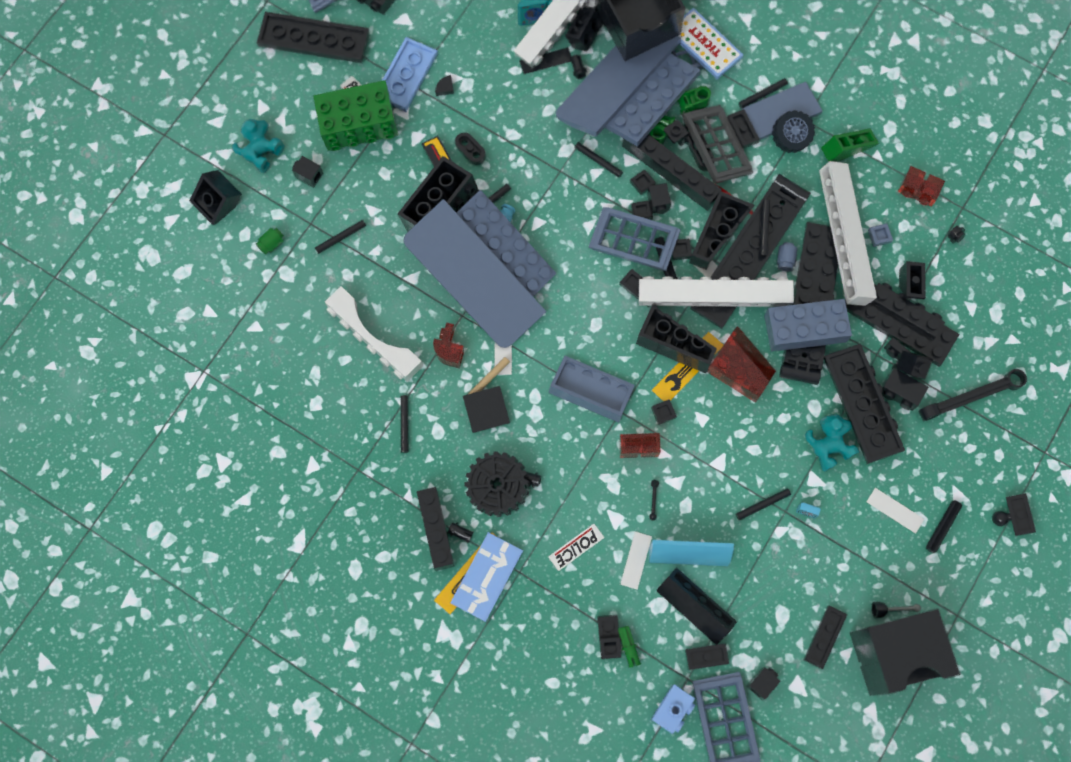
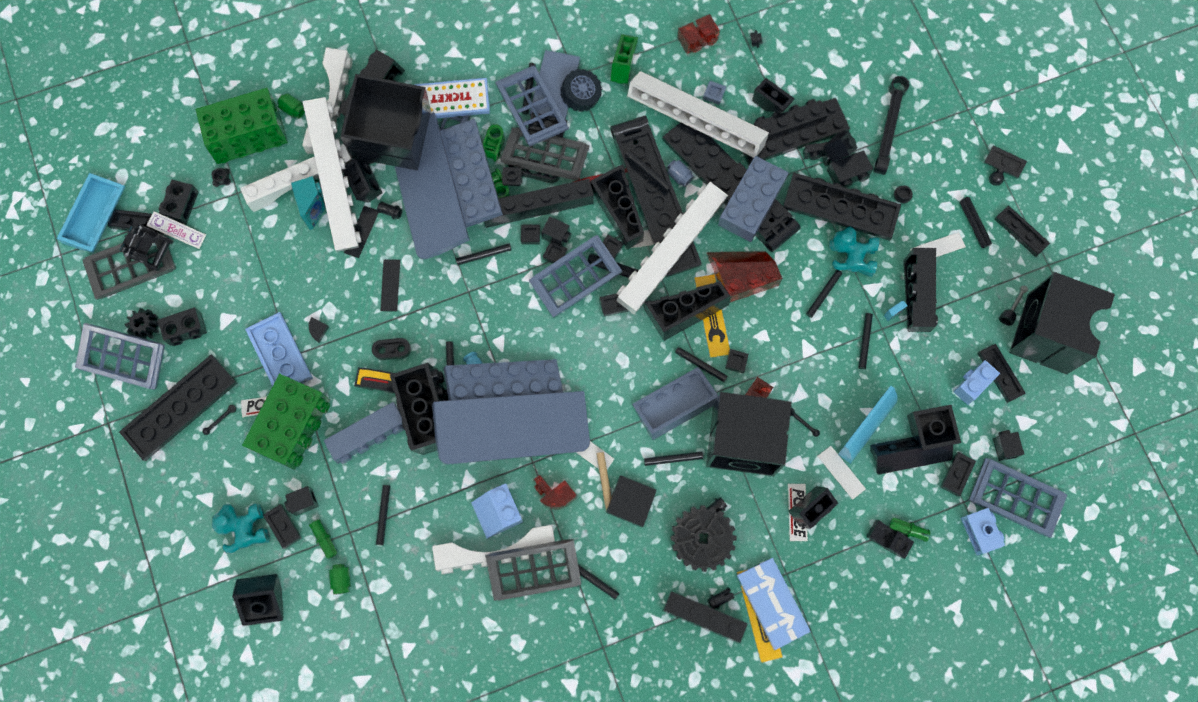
camera: 55 degrees left, 0 degrees up
(279, 172) = (282, 526): none -> black plate
(291, 207) = (323, 539): none -> green axle
(340, 74) = (231, 409): none -> black hinge
(387, 176) = (364, 433): none -> sand blue brick
(403, 397) = (496, 577): none -> dark grey piece
(404, 315) = (496, 511): none -> light blue slope
(520, 112) = (390, 285): none -> black sticker
(545, 418) = (673, 458): none -> black piece
(587, 554) = (813, 507): none -> black brick
(603, 455) = (749, 434): none -> black piece
(639, 386) = (701, 364): none -> black bar
(729, 608) = (934, 427): none -> black slope
(762, 77) = (546, 133): none -> sand blue piece
(777, 443) = (824, 293): none -> black bar
(798, 618) = (976, 382): none -> light blue brick
(842, 518) = (920, 289): none -> black wedge
(918, 448) = (903, 194): none -> black plate
(969, 572) = (1022, 231): none -> black tile

